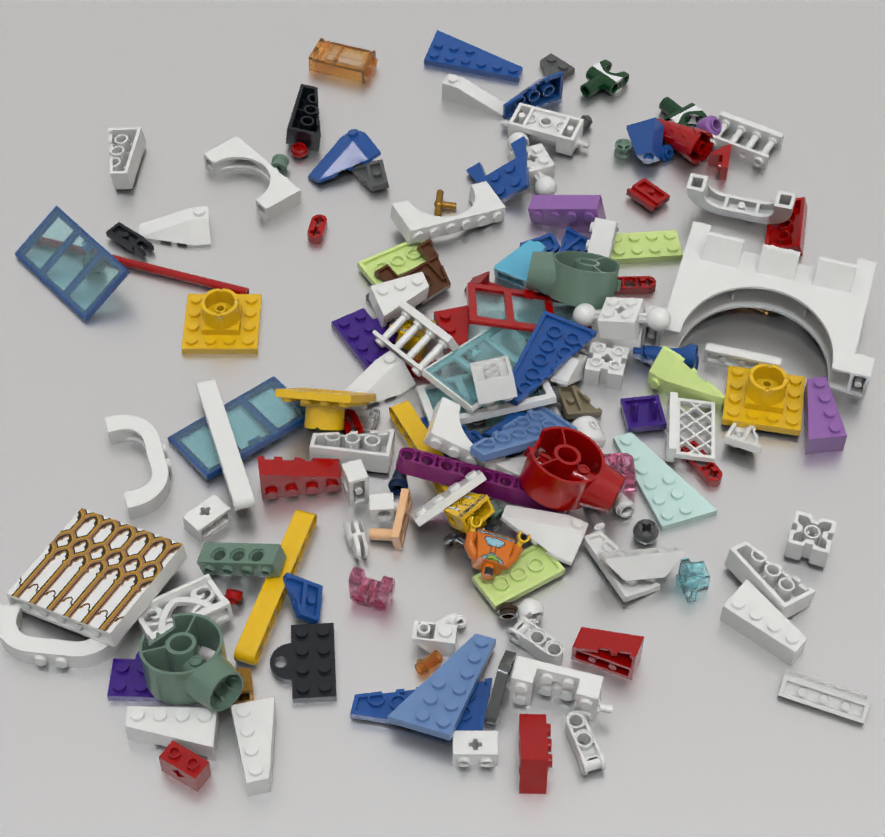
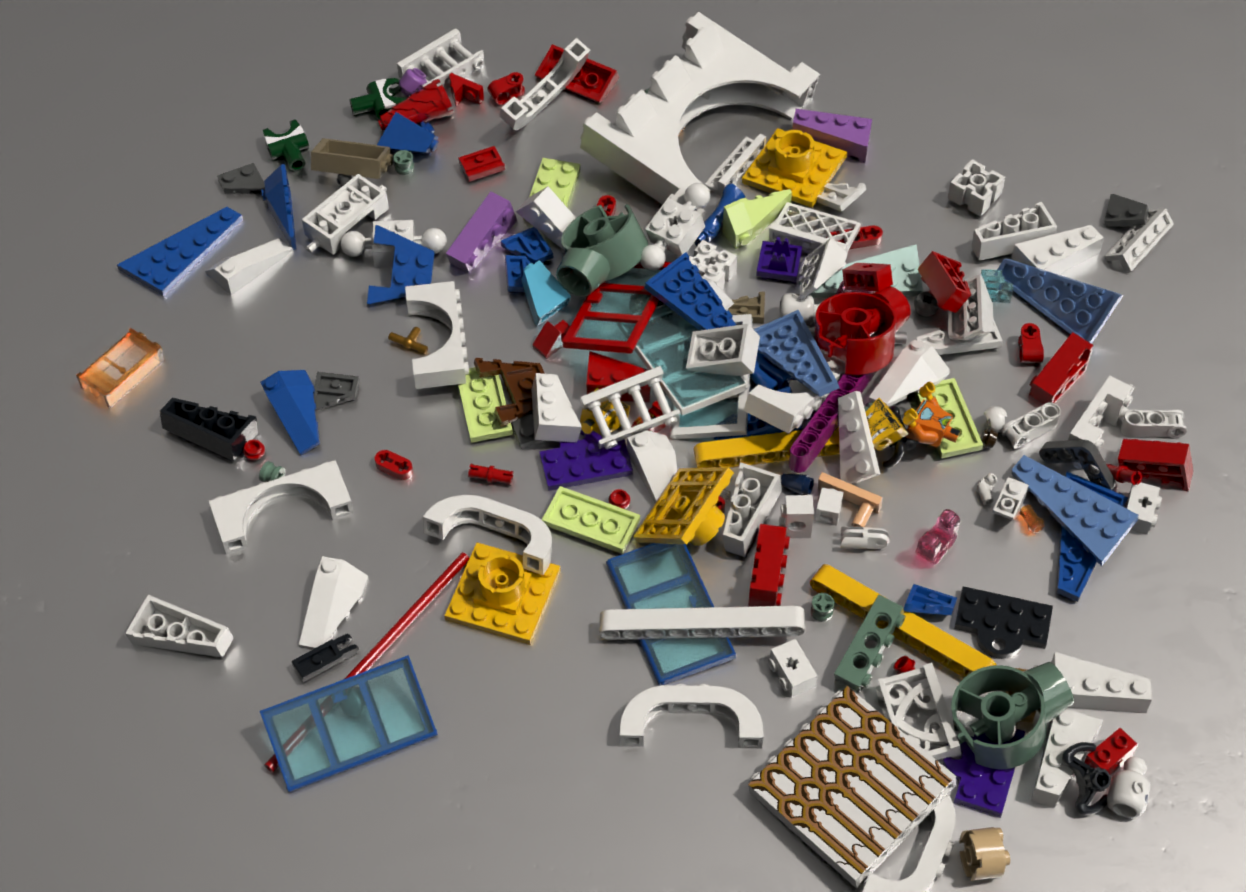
camera: 70 degrees left, 5 degrees up
(57, 683) = (983, 853): none -> tan brick
(149, 744) = (1088, 779): none -> black piece
(151, 786) = (1129, 789): none -> white piece
(272, 325) = (495, 516): none -> white arch
(278, 521) = (826, 604): none -> sand green wheel
(308, 356) = (591, 519): none -> yellowish green plate
(329, 285) = (490, 474): none -> red pin
(336, 369) = (619, 498): none -> red plate
(503, 721) = (1124, 474): none -> red pin
(609, 102) = (351, 158): none -> dark tan piece
(627, 460) = (867, 277): none -> red brick
(633, 621) = (1030, 344): none -> red piece
(645, 439) = (820, 266): none -> white wedge
(671, 528) = (945, 281): none -> red wedge
(697, 639) = (1066, 301): none -> medium blue wing
(740, 186) = (505, 89): none -> red piece
(851, 673) = (1125, 212): none -> dark grey wing

